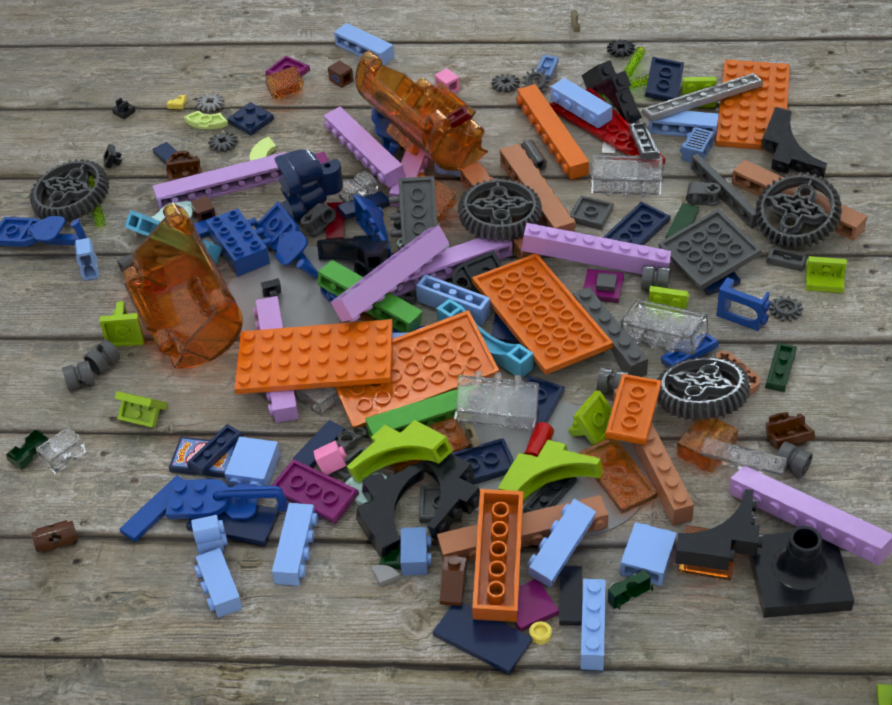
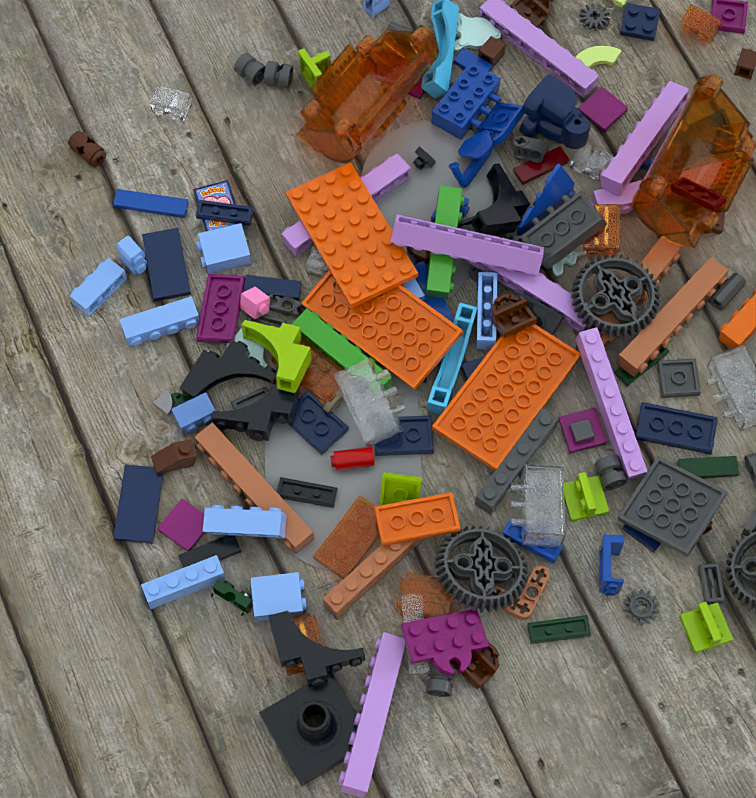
camera: 60 degrees right, 20 degrees up
(24, 455) = (153, 77): dark green piece -> none
(139, 409) = (241, 133): lime bracket -> none
(212, 497) = (167, 228): blue plate -> none
(347, 209) = (582, 180): dark blue tile -> none
(474, 277) = (511, 314): none -> reddish brown slope
(498, 555) = (204, 478): orange brick -> none
(540, 632) = (162, 546): light yellow tile -> none
(552, 464) = (318, 467): lime arch -> none
(604, 379) = (457, 484): dark grey wheel -> none
(763, 434) = (445, 640): none -> magenta plate

